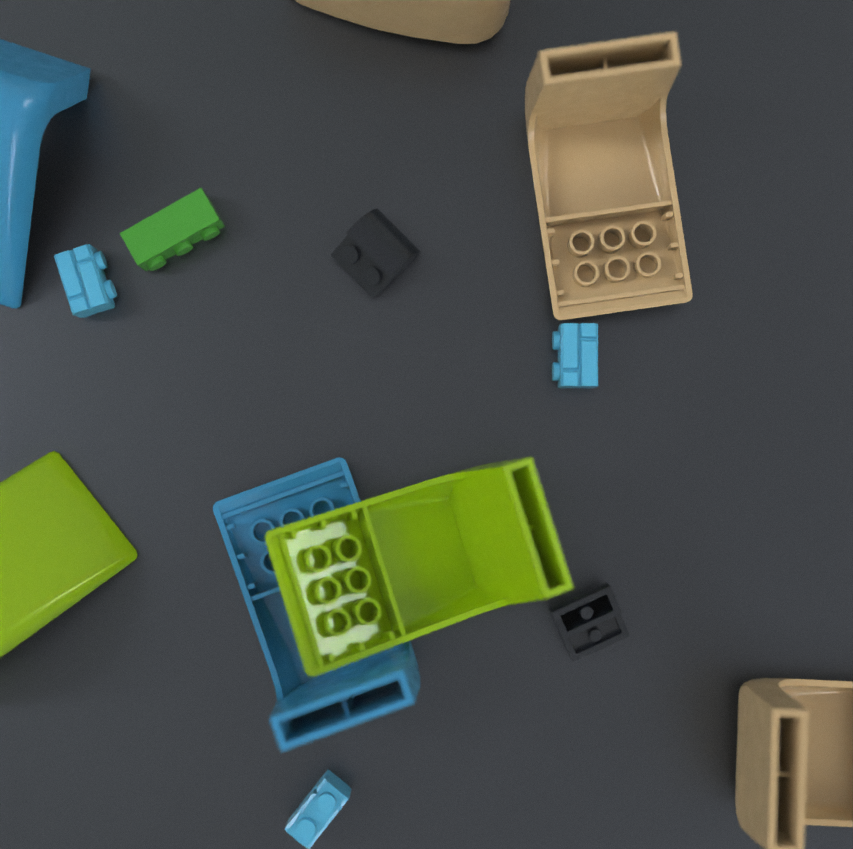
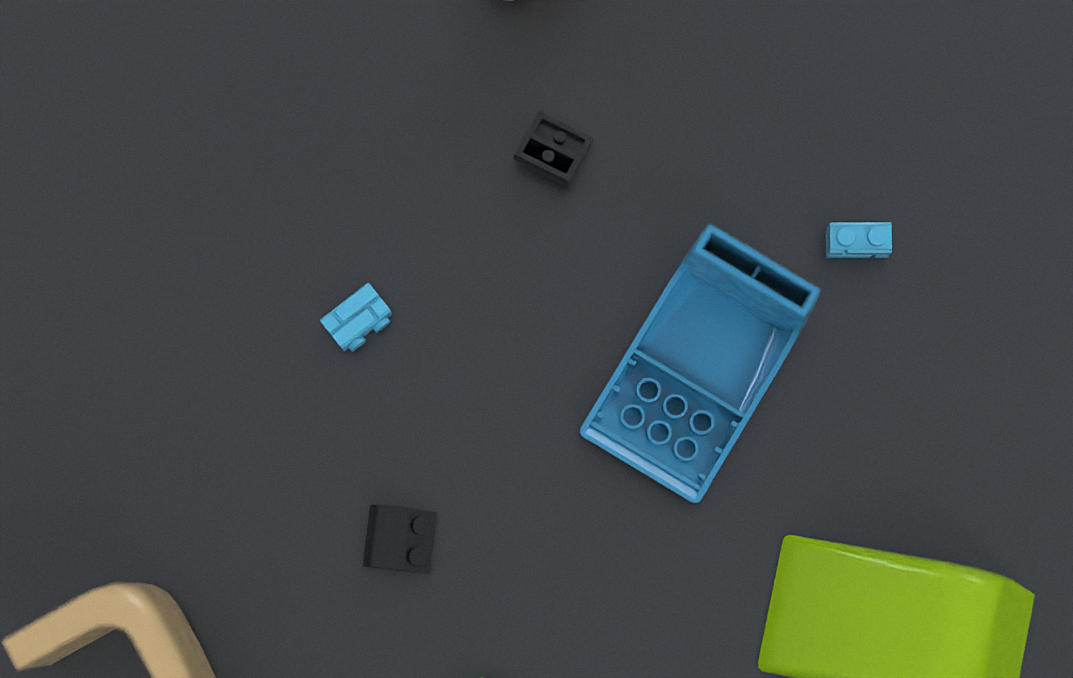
camera: 135 degrees left, 5 degrees down
(416, 561) = (609, 308): lime piece -> none
(607, 176) = (210, 393): tan piece -> none

